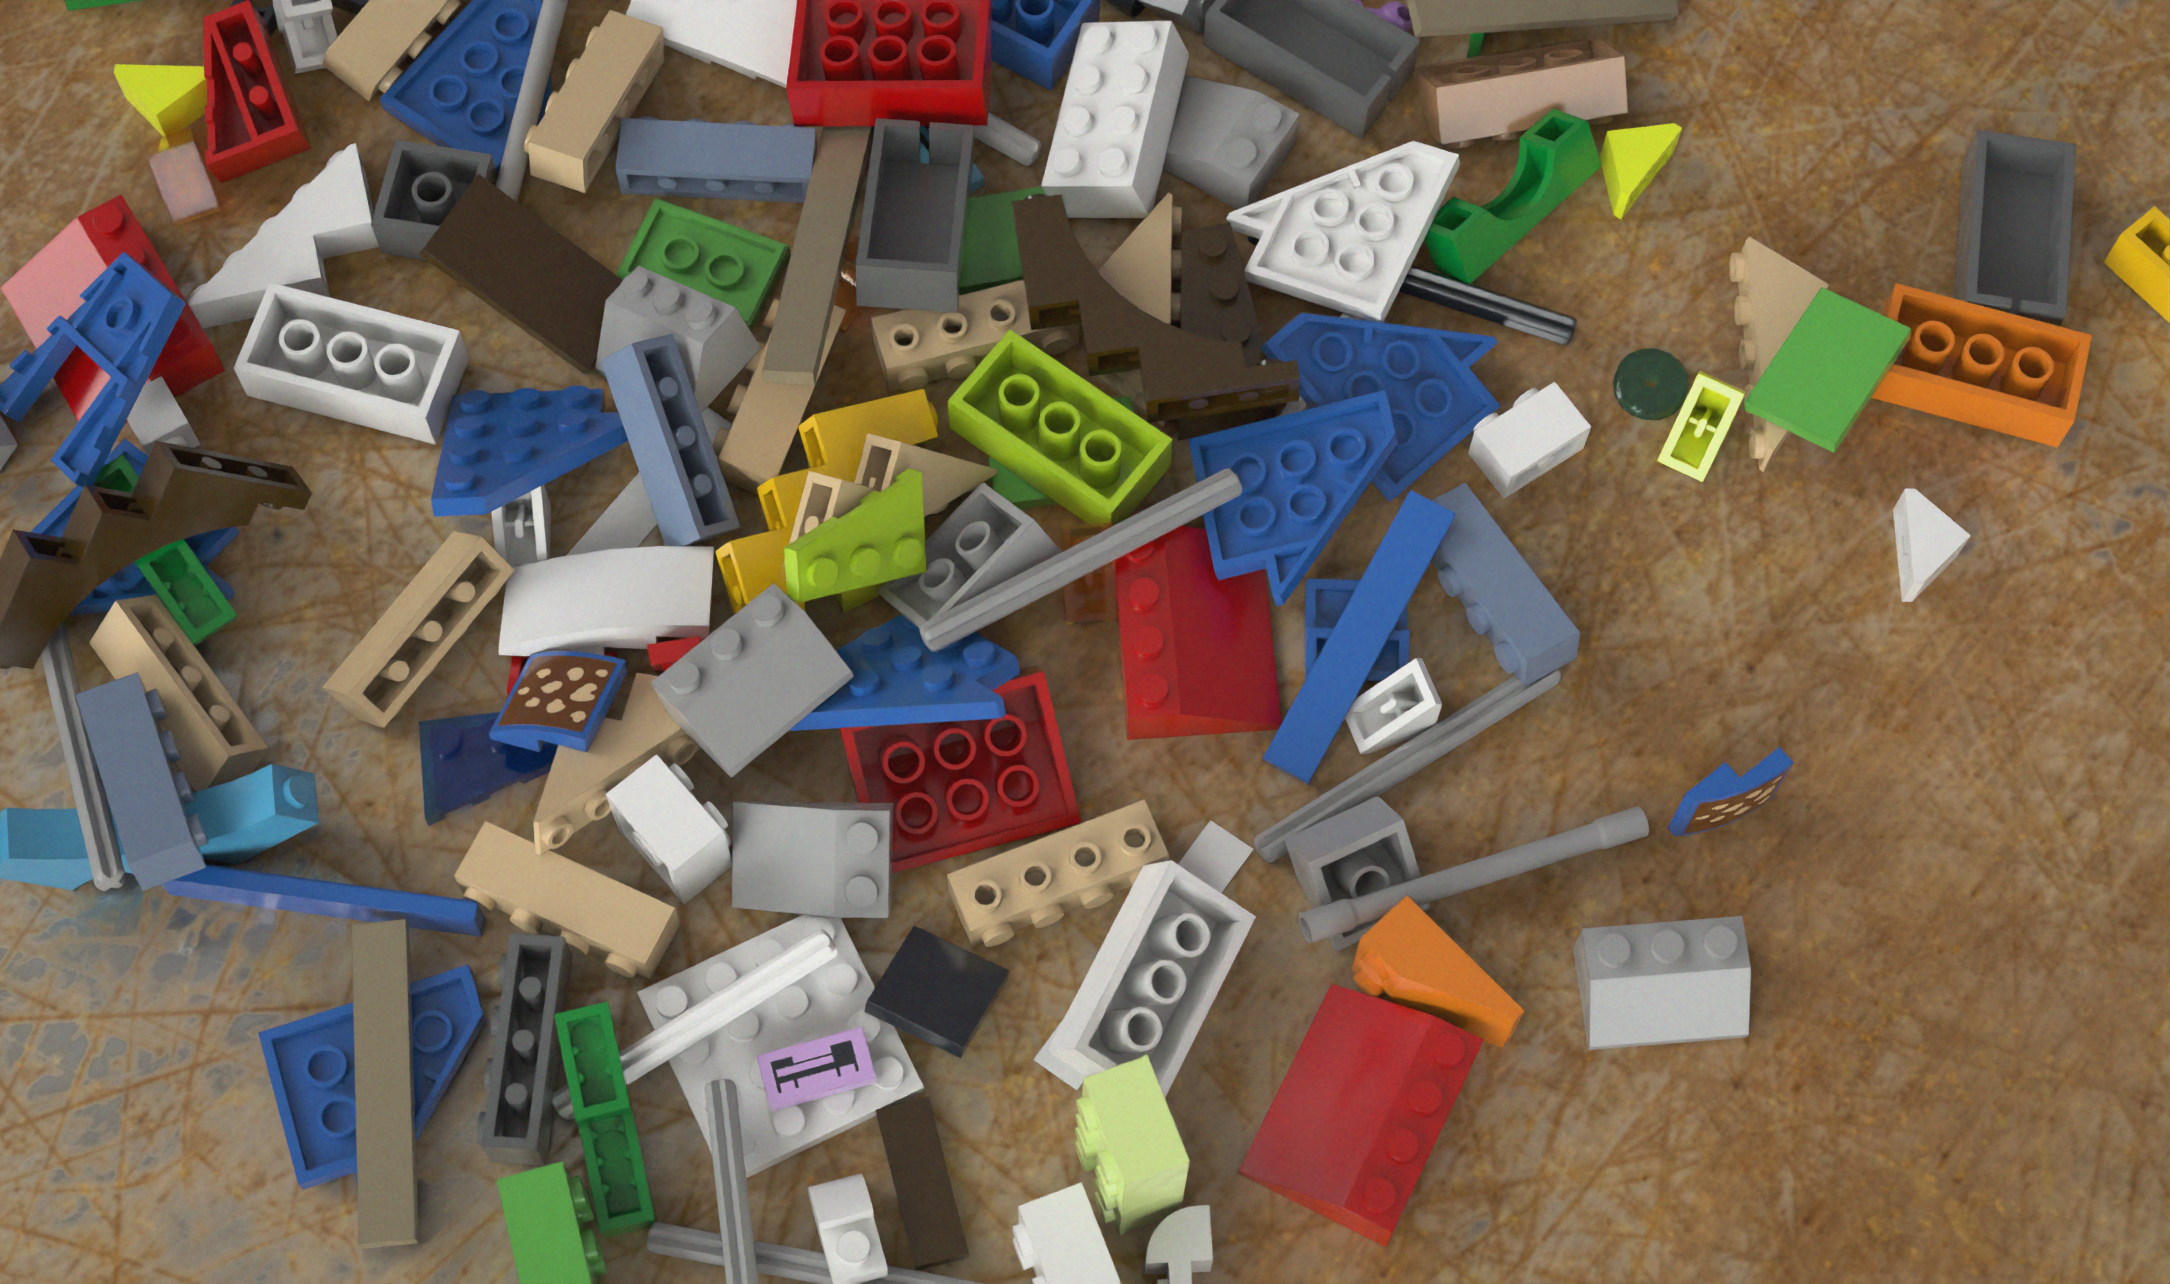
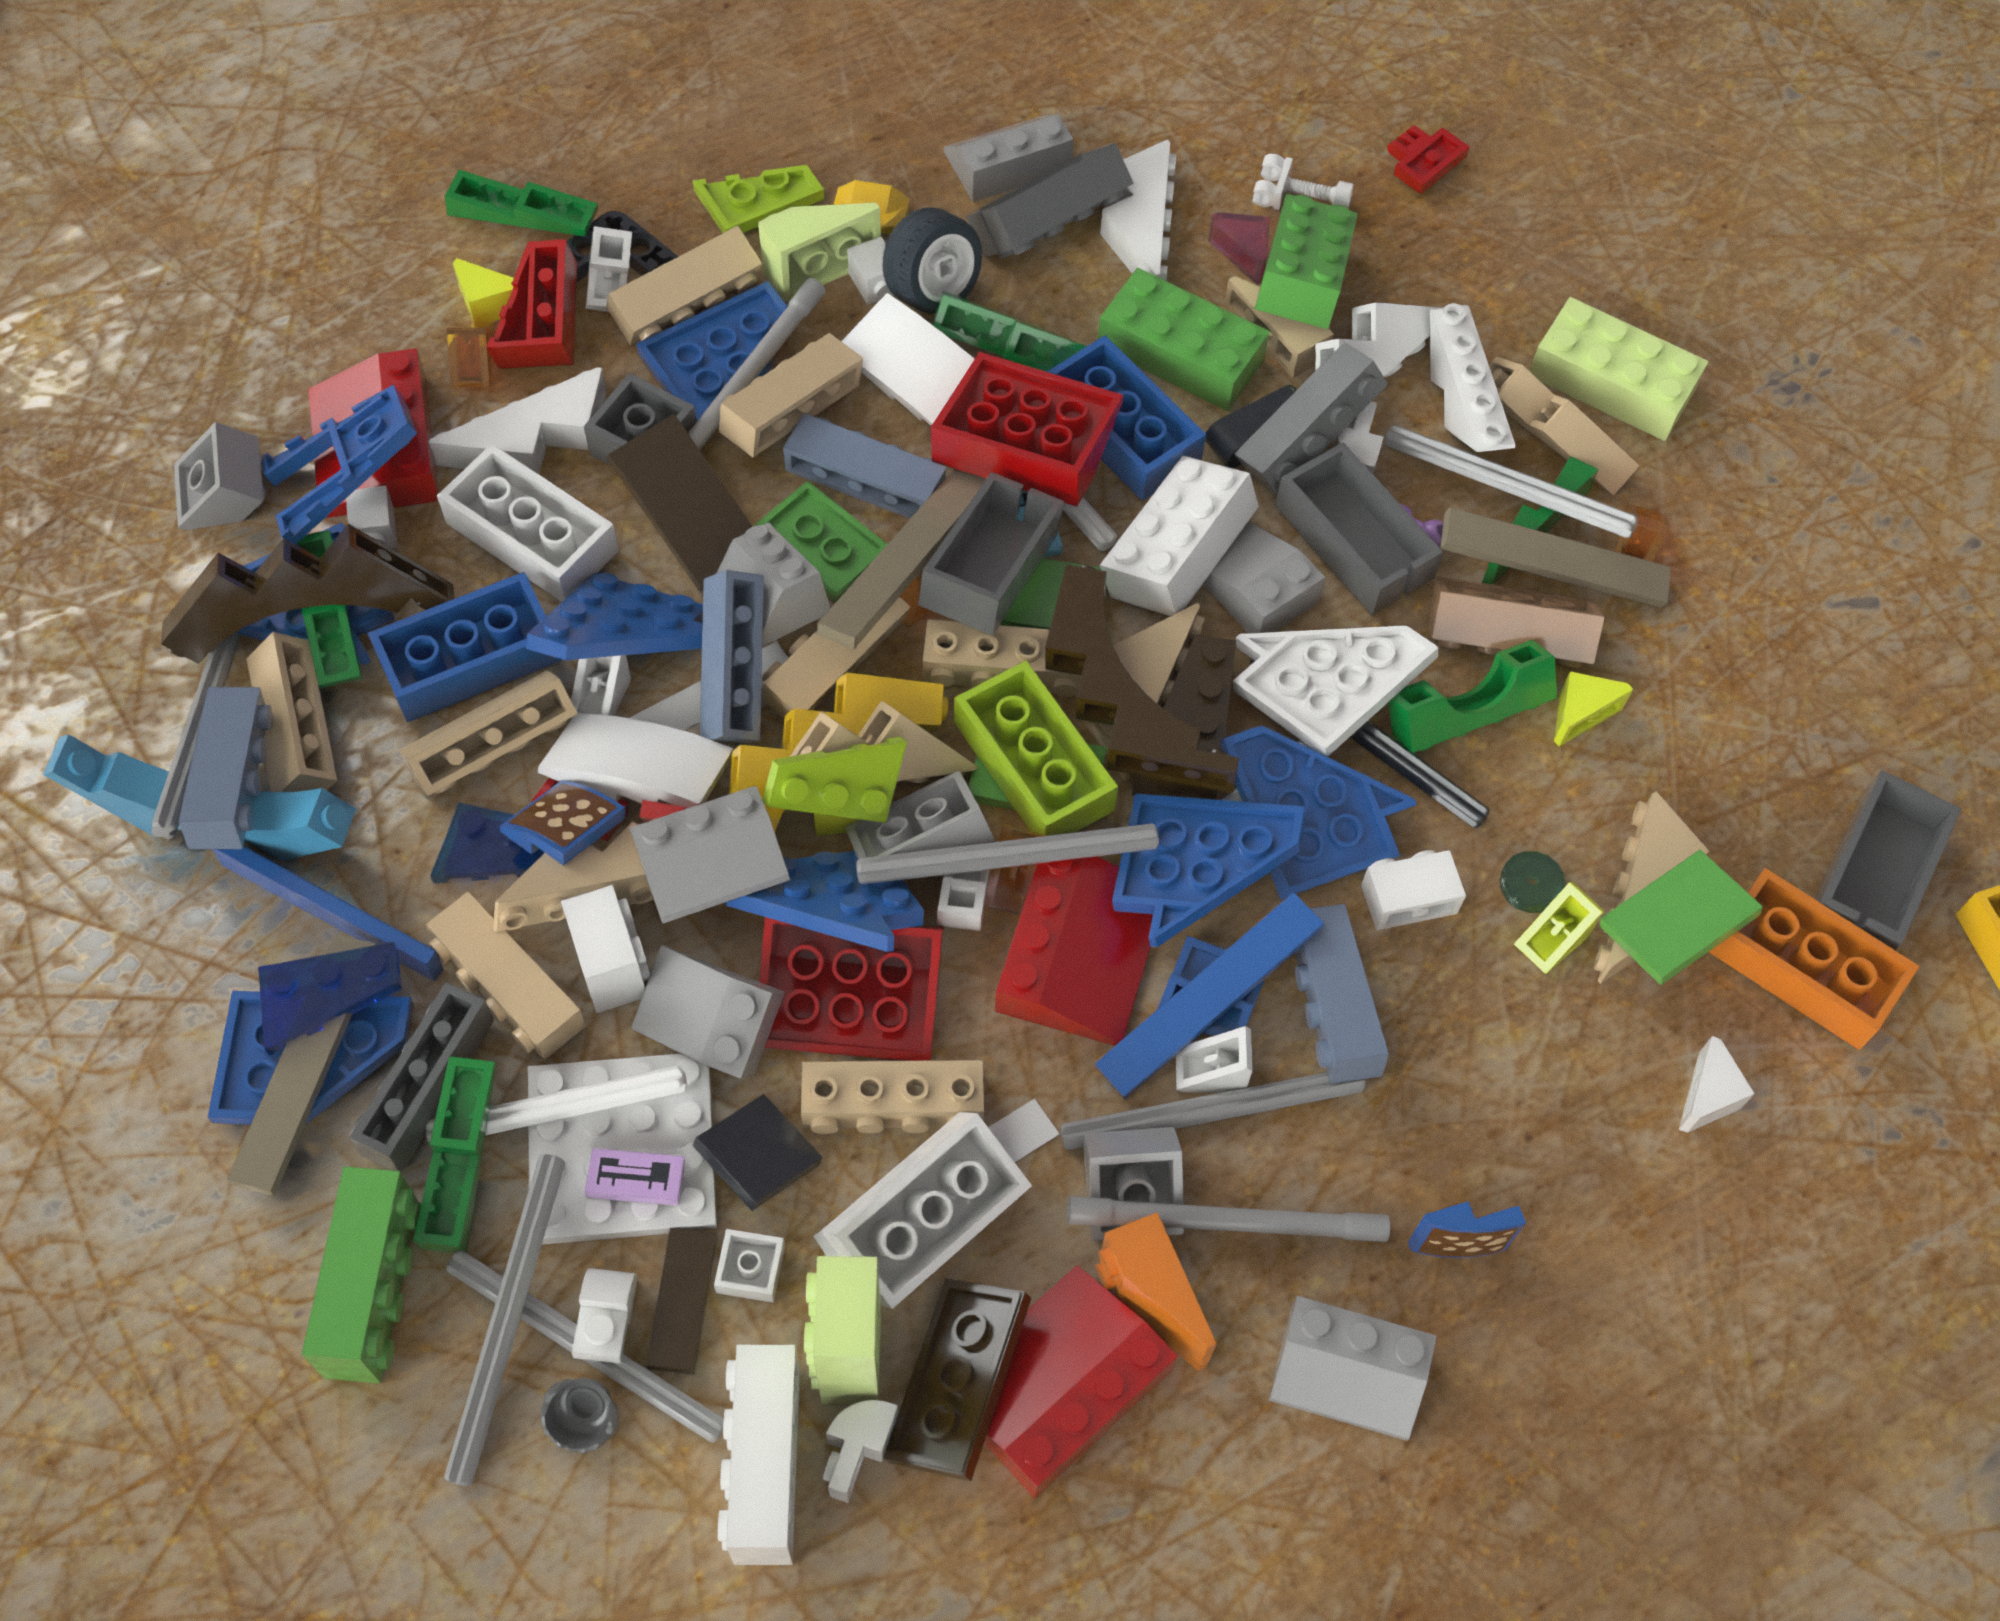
camera: 20 degrees right, 5 degrees down
(342, 538) = (461, 647): none -> blue brick
(368, 993) = (317, 989): none -> clear blue wing
(981, 1117) = (749, 1265): none -> white piece
(1047, 630) = (963, 900): none -> white brick
(1258, 1151) = (957, 1379): none -> dark brown tile

